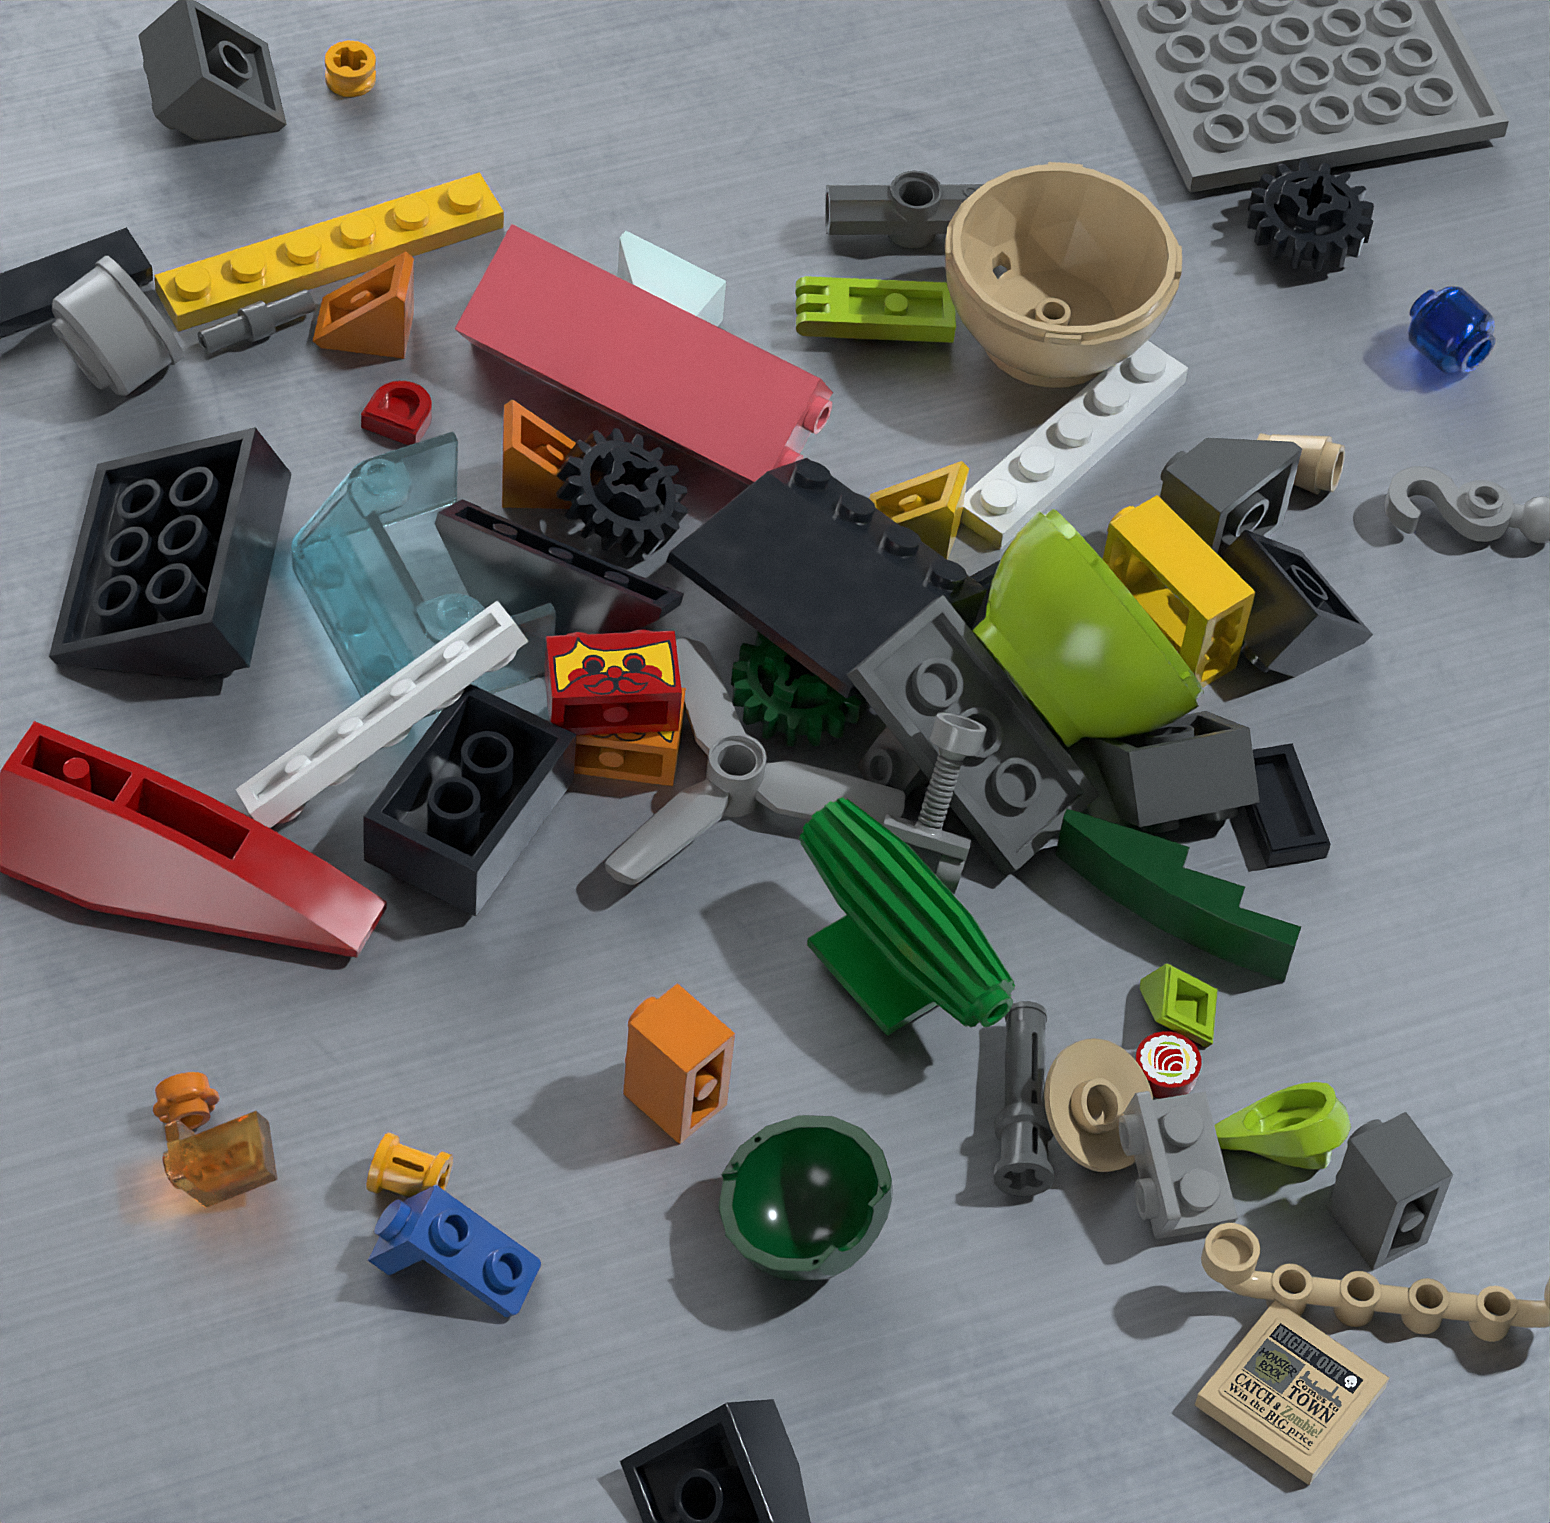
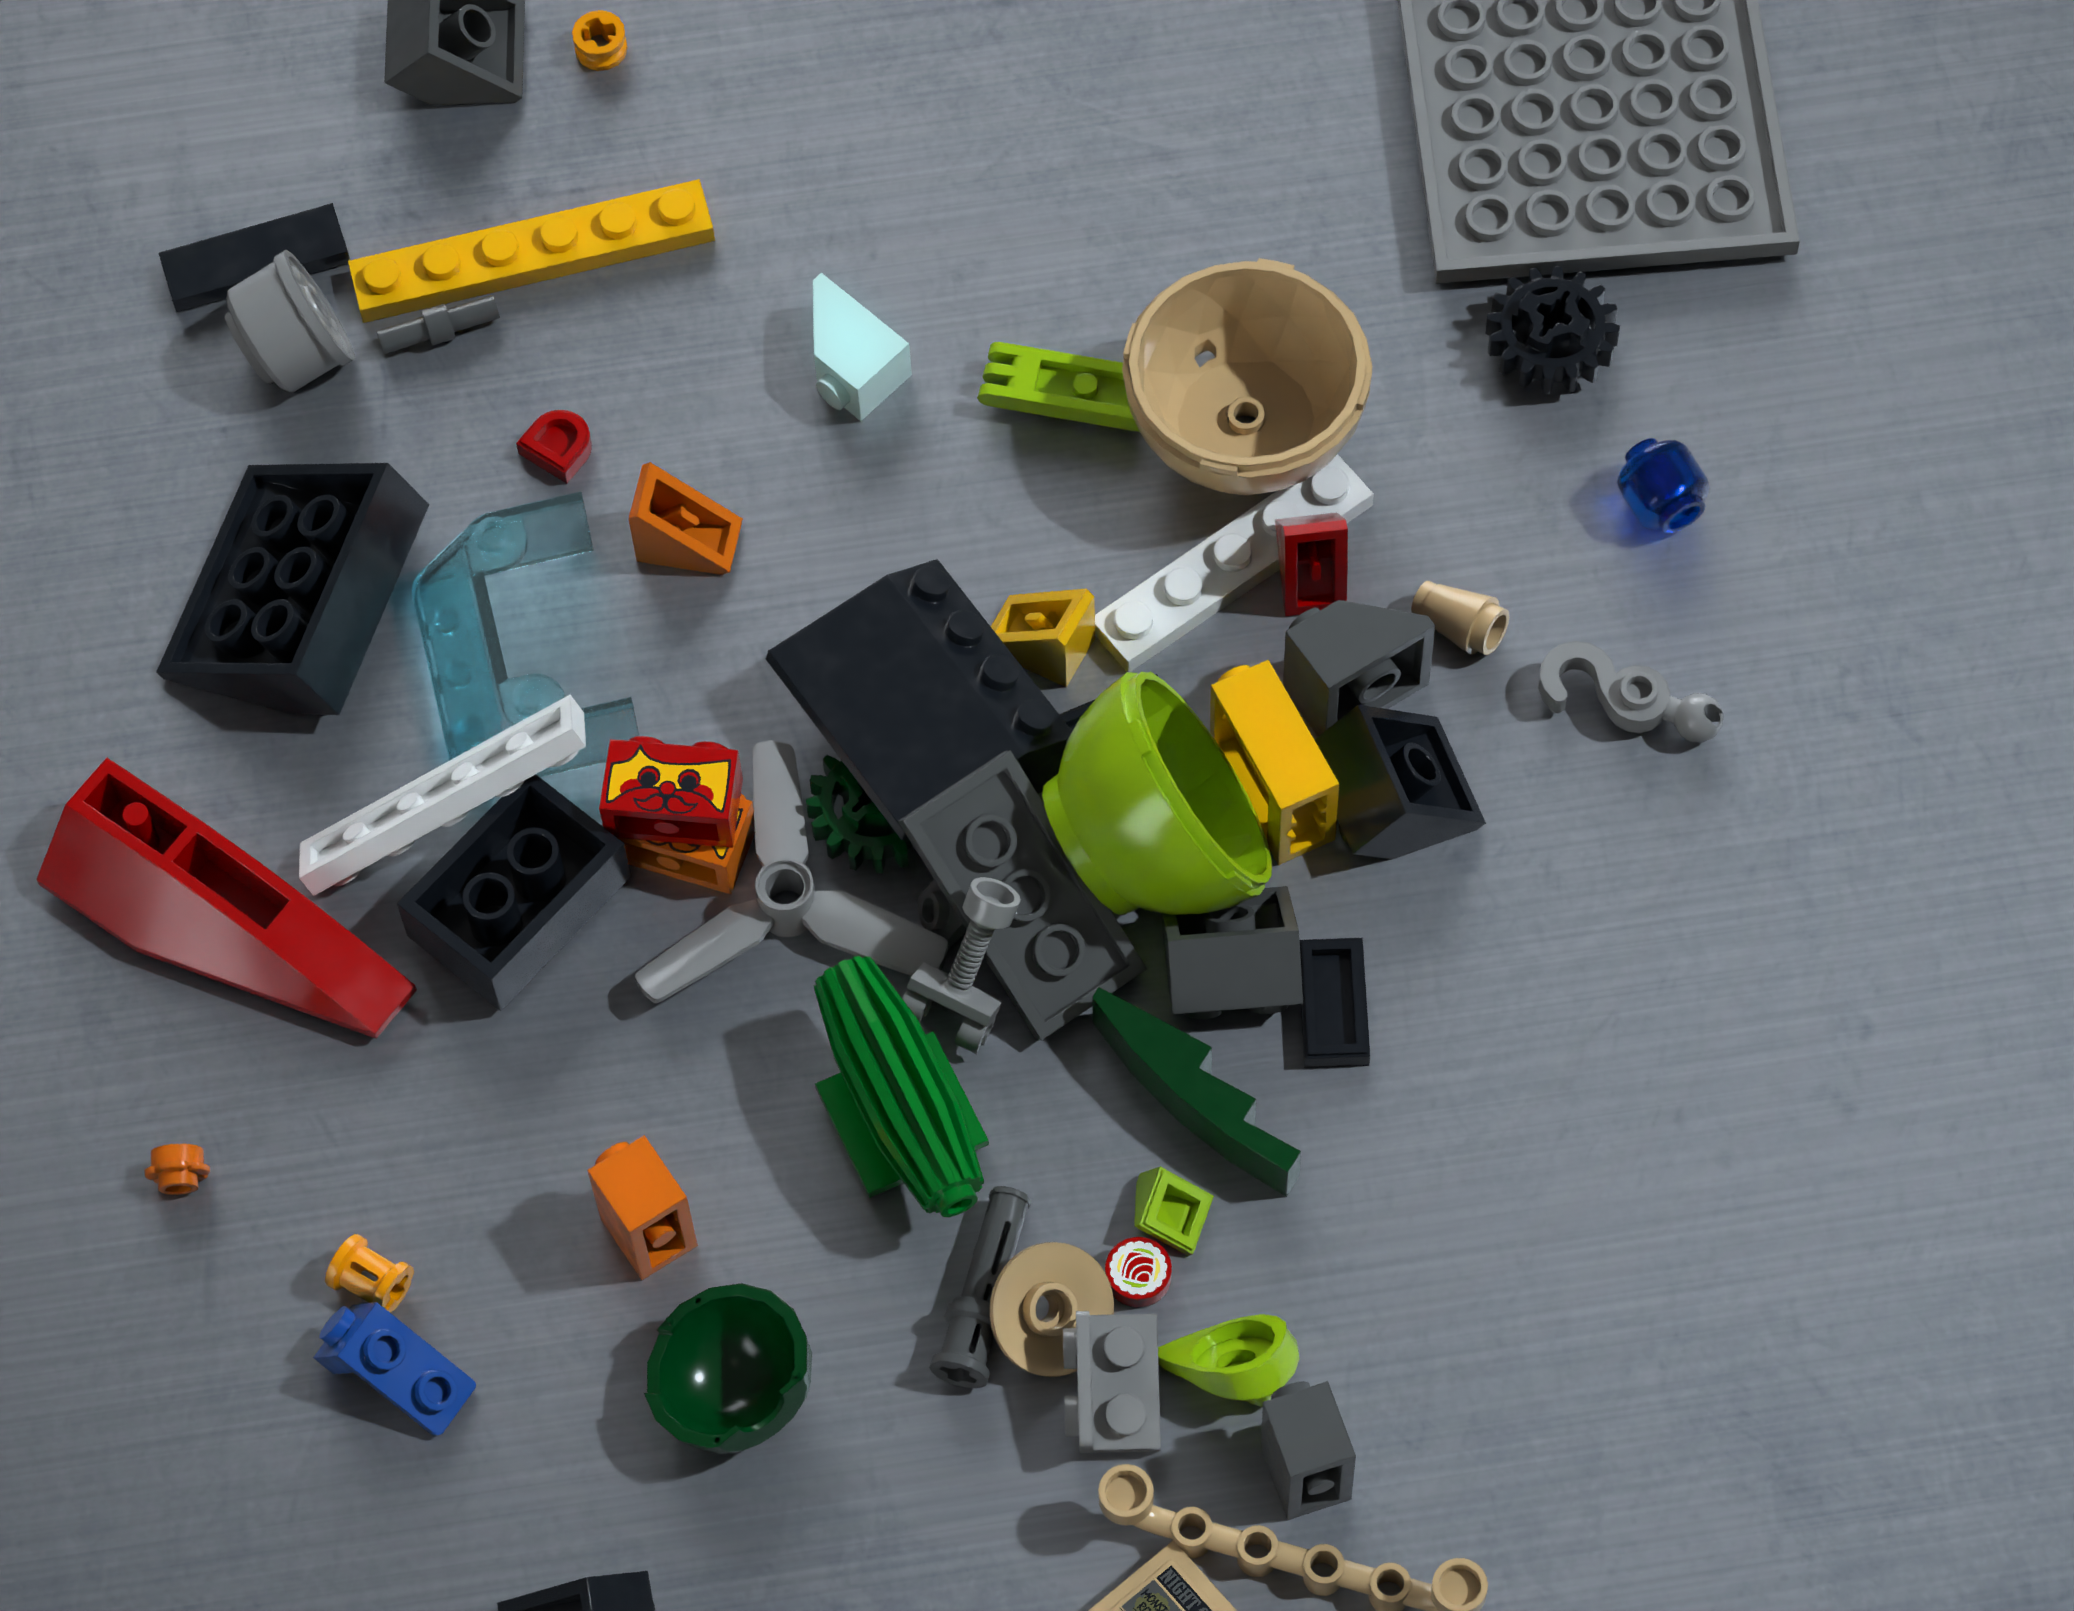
camera: 20 degrees right, 10 degrees up
(220, 1159) = (193, 1235): clear orange bracket -> none
(370, 312) = (552, 330): orange slope -> none
(529, 570) = (650, 650): black wedge -> none
(627, 494) = (741, 592): black gear -> none
(643, 359) = (803, 424): coral brick -> none
(906, 210) = (1099, 270): dark grey piece -> none
(1154, 422) = (1312, 561): none -> red slope

